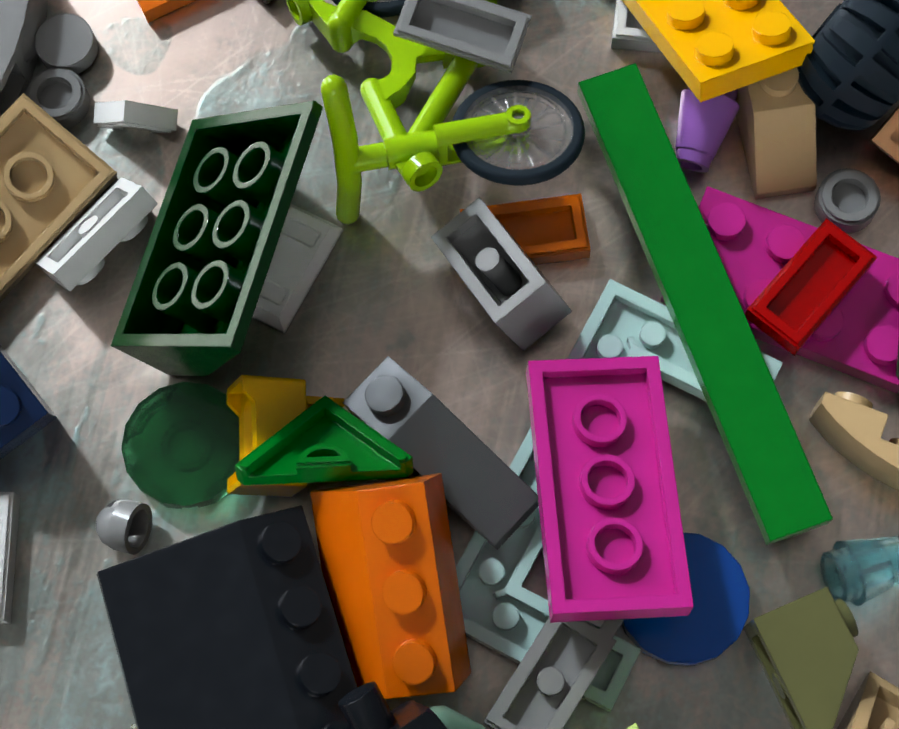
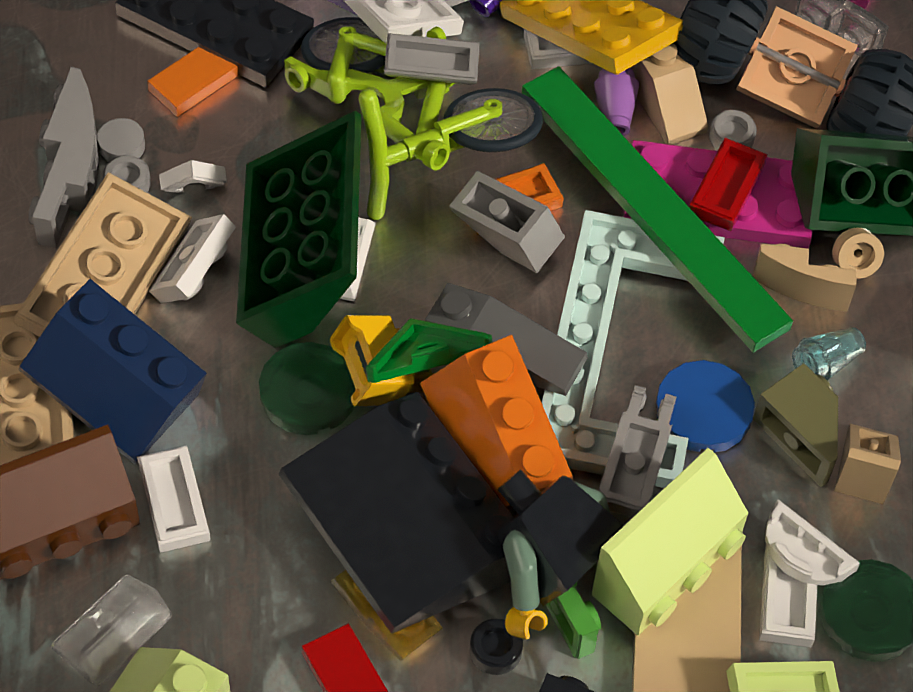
camera: 25 degrees left, 15 degrees down
(125, 525) = (279, 447): light grey hinge -> none
(607, 490) = (633, 330): dark pink plate -> none

